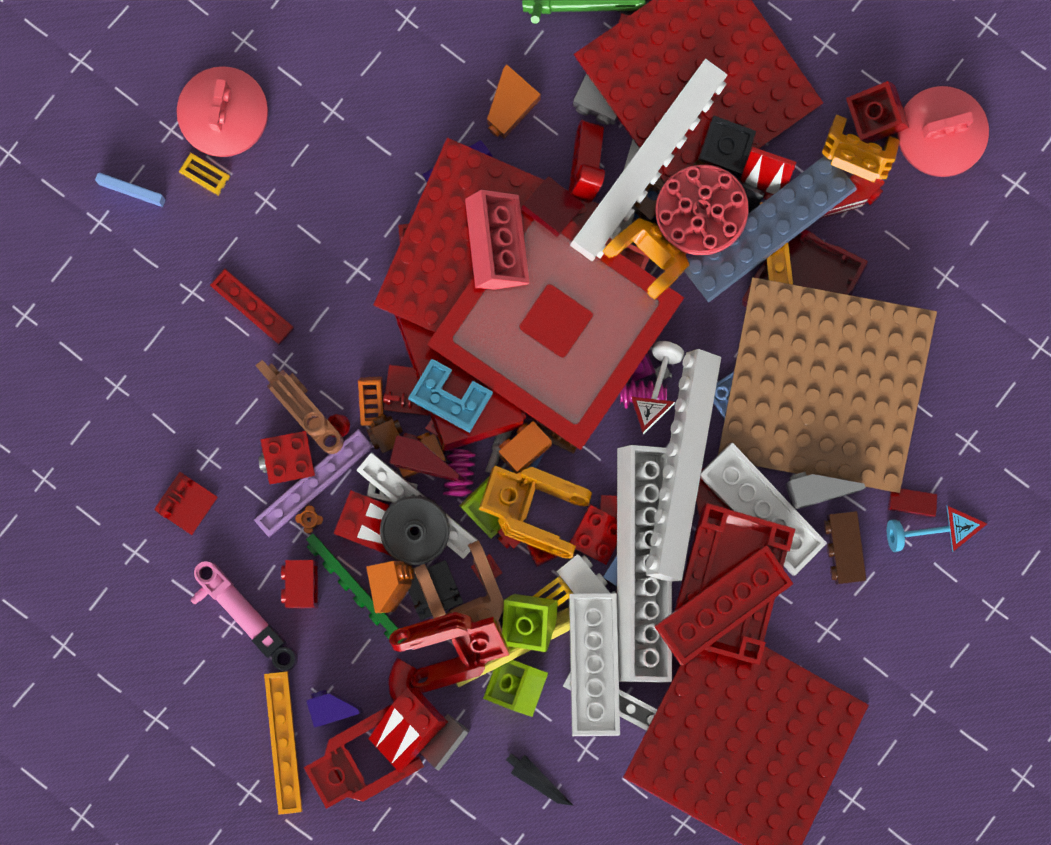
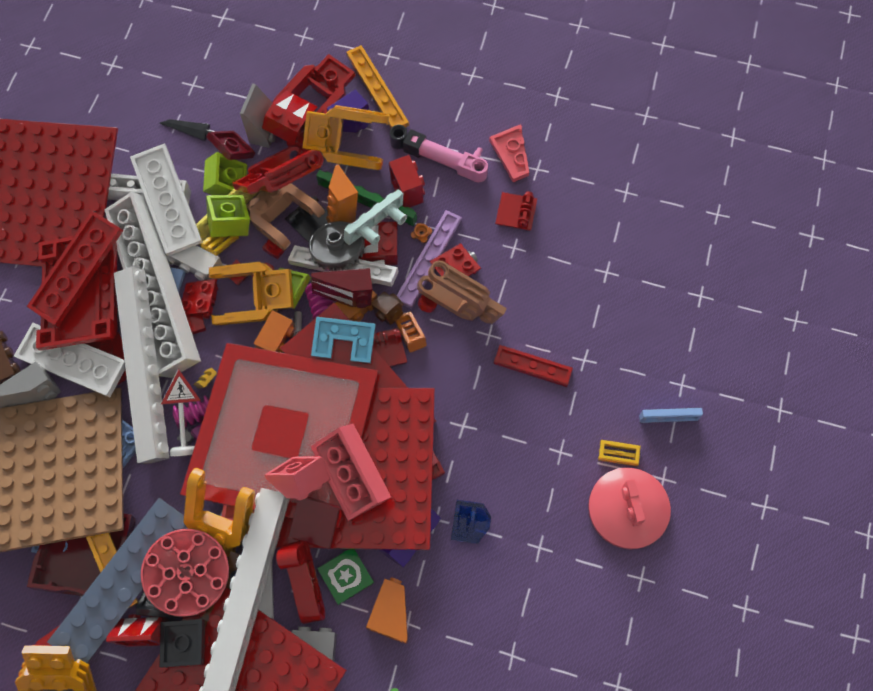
camera: 155 degrees right, 15 degrees down
(156, 584) = (511, 152): none -> coral wing
(369, 539) = (368, 220): none -> light aqua plate
(372, 681) = (324, 134): none -> light orange plate
(394, 161) = (470, 521): none -> clear blue slope
(493, 724) = (231, 145): none -> dark red tile
(543, 156) = (345, 576): none -> green tile
(552, 253) = (299, 476): none -> coral slope
(622, 431) = (206, 378): none -> yellow tile

